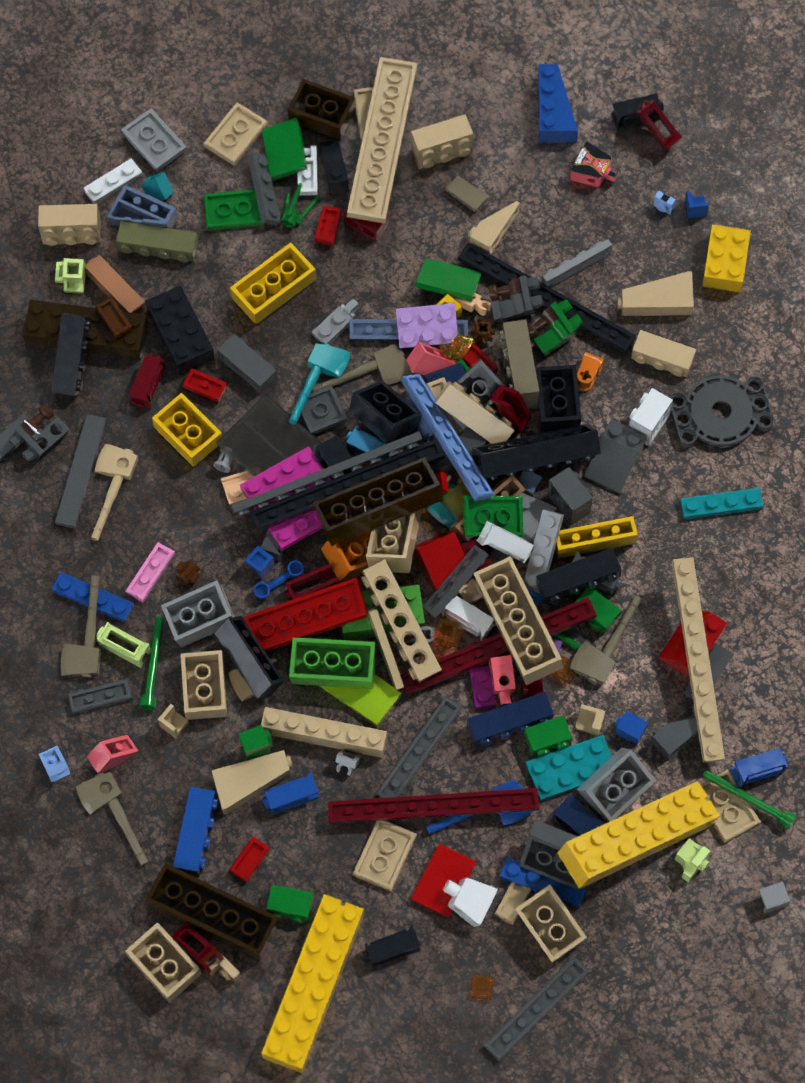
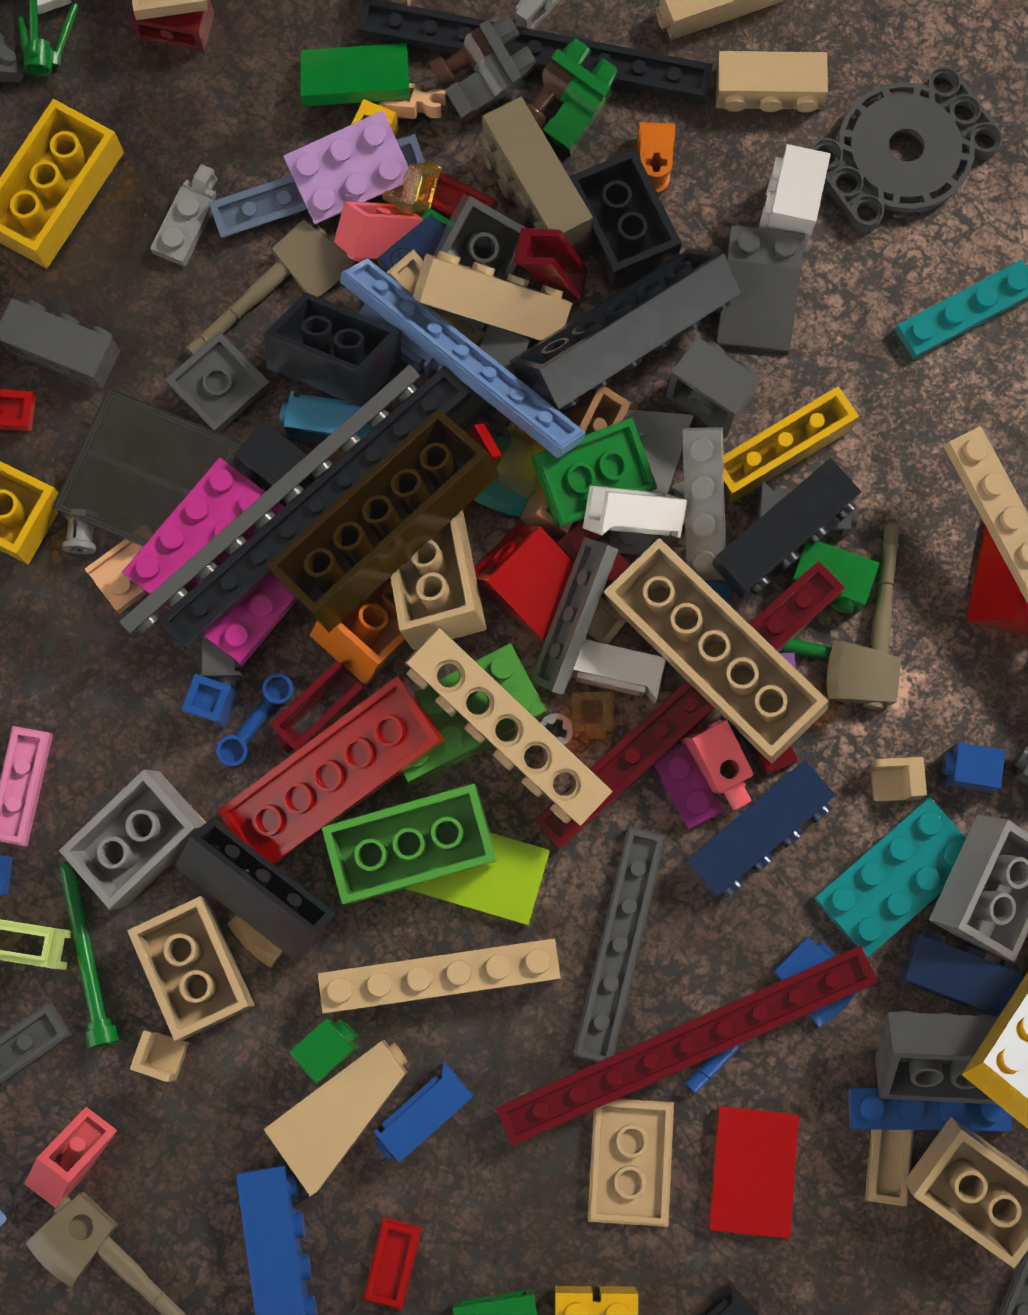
camera: 20 degrees left, 10 degrees up
(187, 572) = (86, 765): reddish brown gear -> none
(324, 360) = (188, 291): teal piece -> none
(328, 225) = (109, 49): red plate -> none
(347, 759) = (501, 1011): light grey tile -> none
(385, 648) = (494, 784): tan tile -> none
(470, 899) = (819, 1195): white torso -> none
(483, 336) = (448, 146): reddish brown gear -> none
(529, 481) = (629, 385): sand blue tile -> none
(548, 736) = (838, 837): green brick -> none

